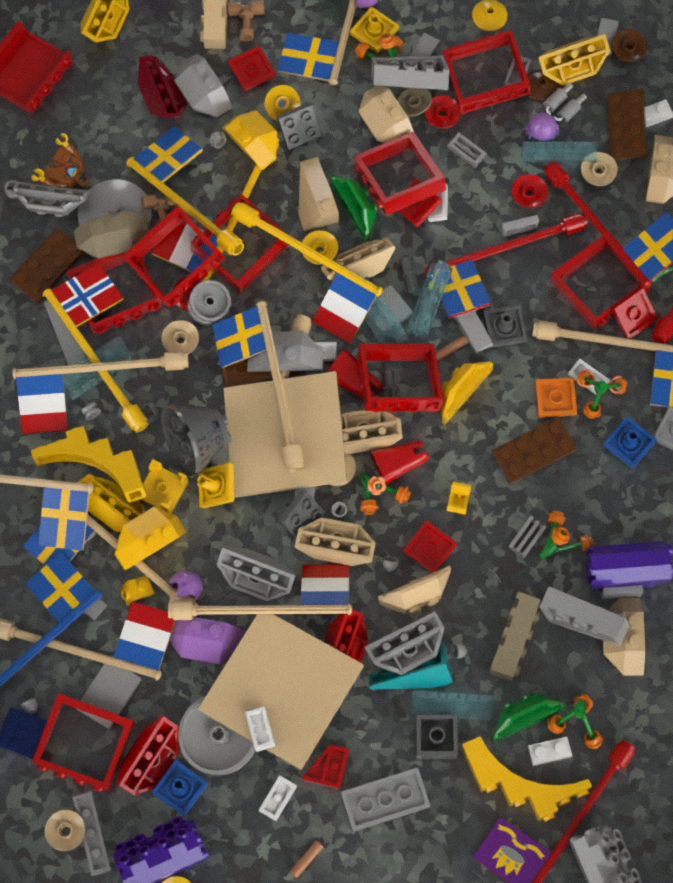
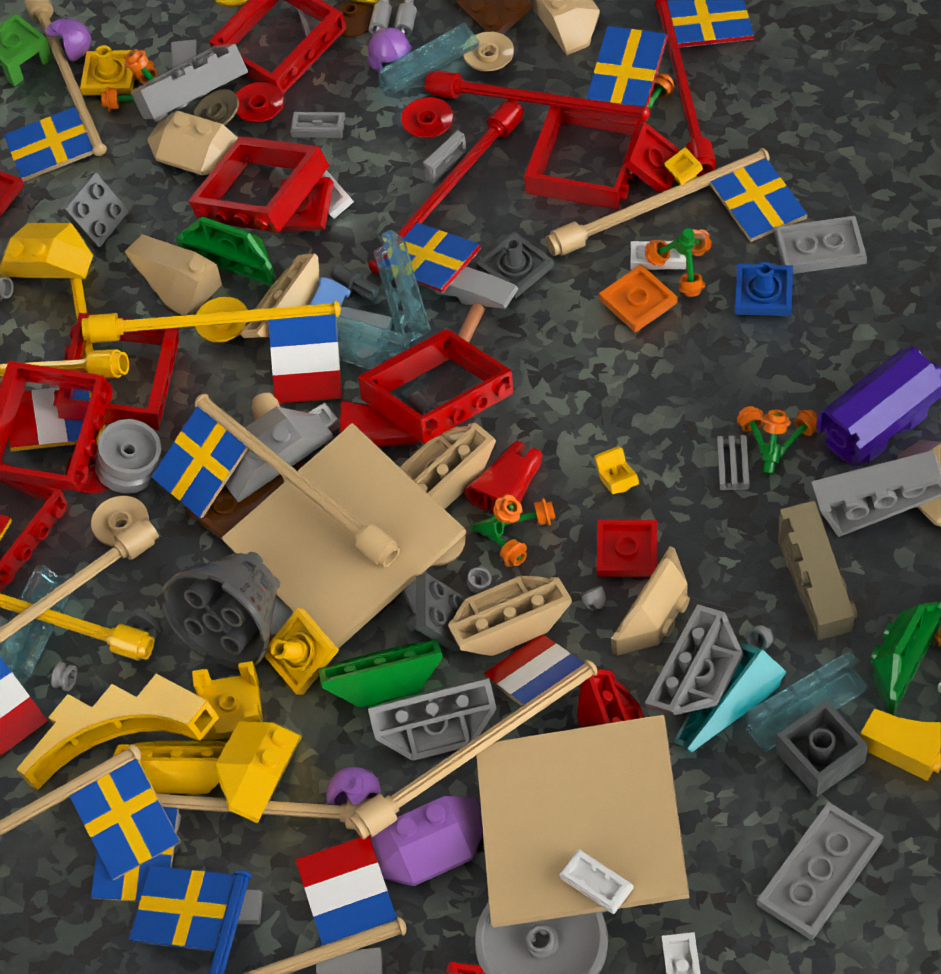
camera: 30 degrees left, 15 degrees down
(136, 589) = (287, 845): yellow bracket -> none
(248, 527) = (382, 674): none -> green wedge
(278, 93) = (49, 191): yellow dish -> none
(328, 768) = (717, 884): red wing -> none
(385, 276) = (330, 291): none -> medium blue tile
(461, 386) = (517, 352): yellow wedge -> none
(534, 450) = (660, 369): reddish brown plate -> none
(621, 591) = (897, 442): light grey tile -> none
(646, 331) = (683, 166): none -> yellow tile

